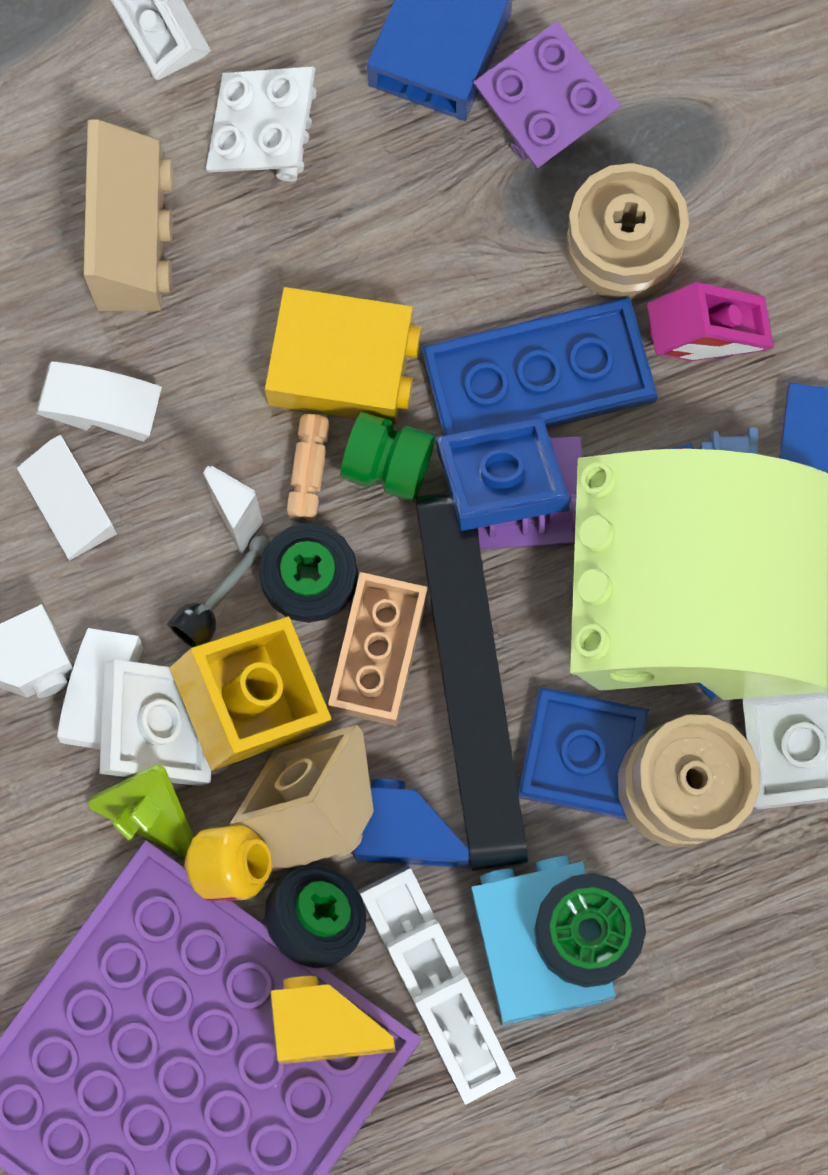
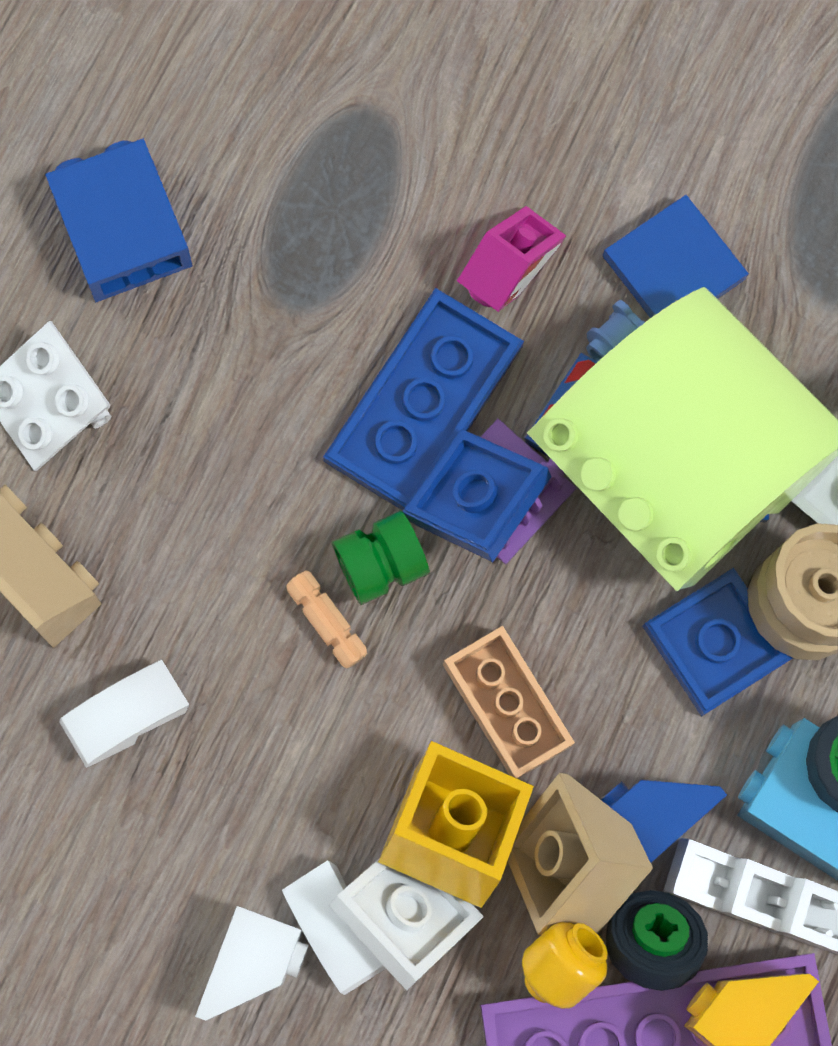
camera: 55 degrees left, 0 degrees up
(66, 498) = (169, 809): white slope -> none
(146, 807) = (459, 979): lime piece -> none
(196, 621) = (357, 809): hinge -> none
(236, 506) = (308, 698): white slope -> none
(320, 588) = (401, 715): black wheel -> none
(341, 355) = (274, 514): yellow brick -> none
(471, 687) = (598, 666): black beam -> none
(546, 95) = (241, 194): medium lavender hinge -> none
(627, 231) = (393, 241): tan wheel -> none

